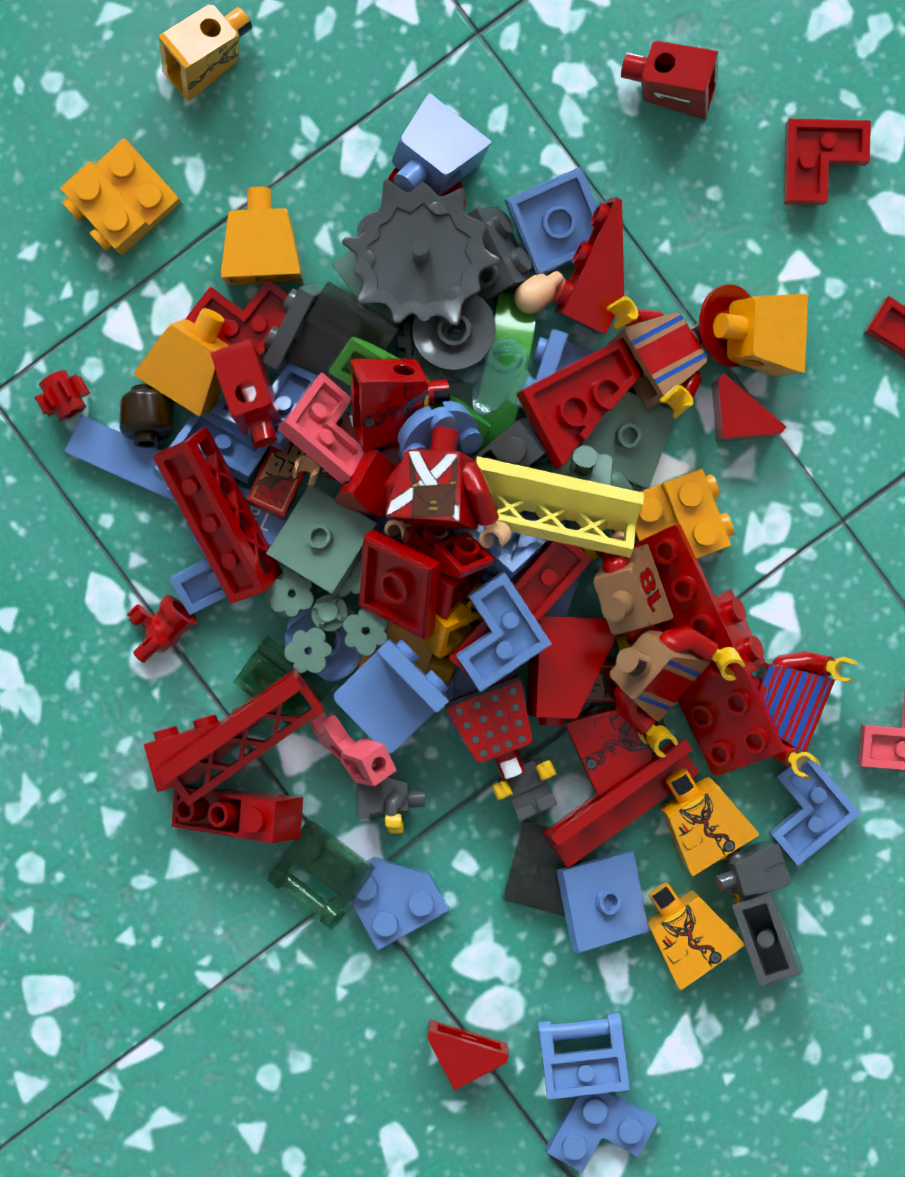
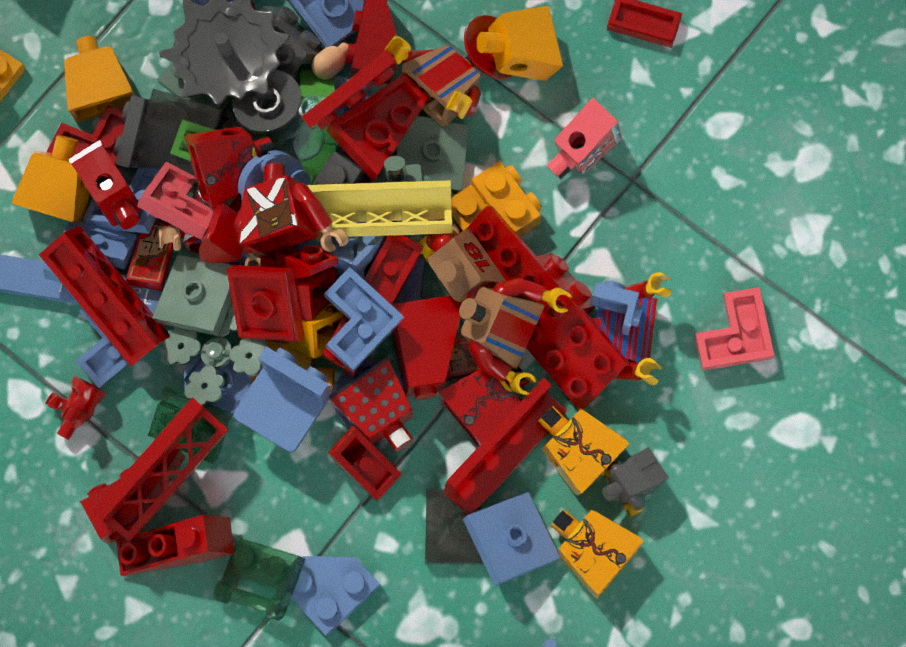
camera: 10 degrees left, 15 degrees down
(146, 416) = (28, 234): dark brown head -> none
(355, 756) = (261, 465): coral piece -> none
(390, 800) = (301, 499): dark grey piece -> none
(464, 780) = (364, 463): none -> red slope
(519, 372) = (351, 91): none -> red wing
(529, 790) = (422, 459): dark grey piece -> none
(739, 415) = (522, 114): red slope -> none
(767, 939) = (663, 533): dark grey slope -> none
(790, 670) = (616, 298): none -> medium blue bracket
(821, 462) = (590, 127): none -> coral torso
(821, 813) = (680, 412): medium blue plate -> none

